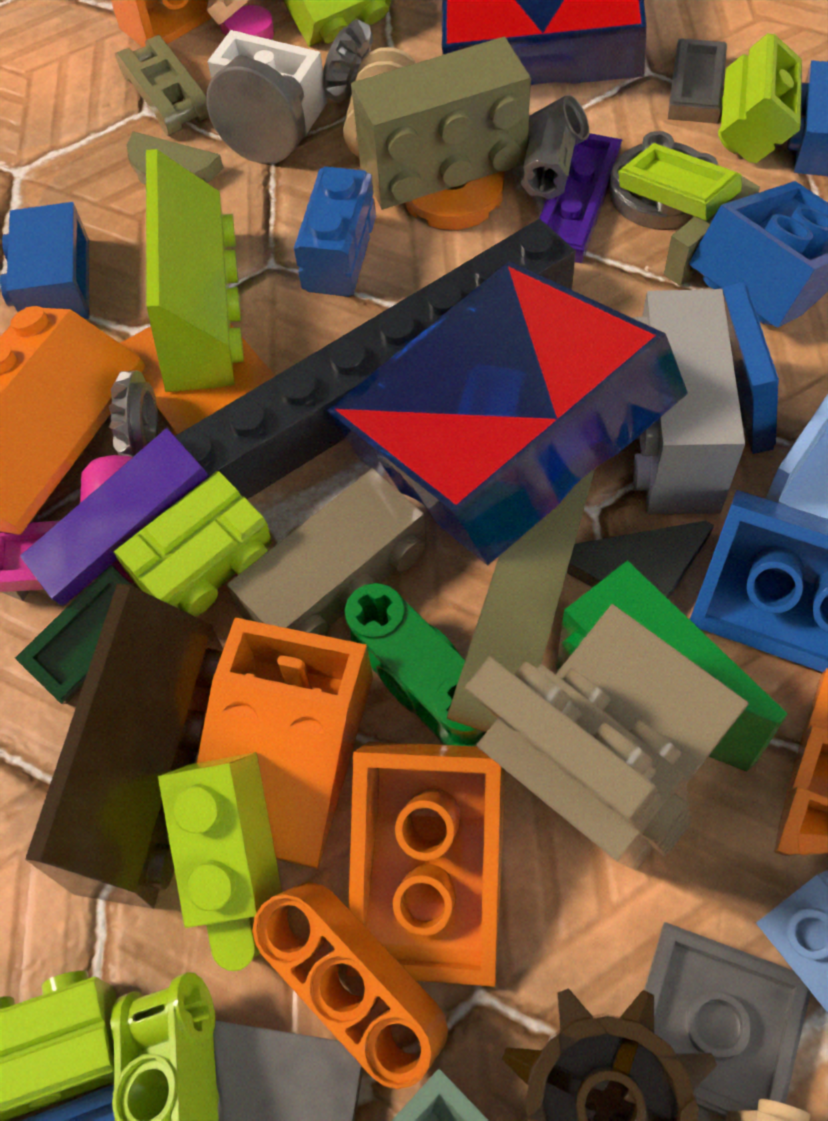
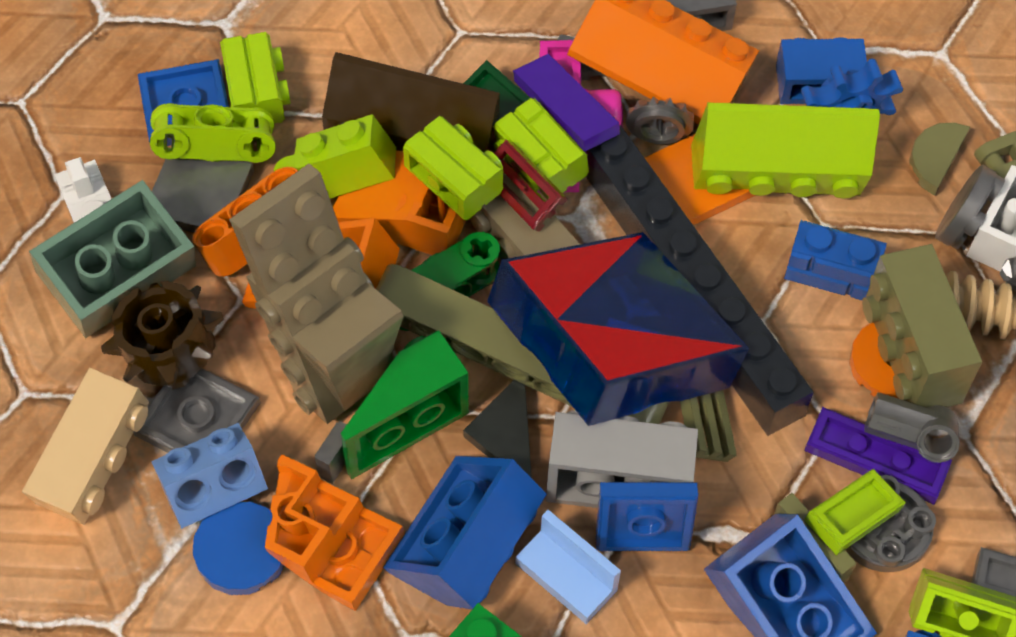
camera: 90 degrees right, 0 degrees up
(109, 210) = (856, 89): none -> blue gear
(229, 588) = (546, 208): none -> dark red tile
(259, 632) = (454, 167): none -> lime brick
(741, 777) = (330, 455): none -> flat silver tile

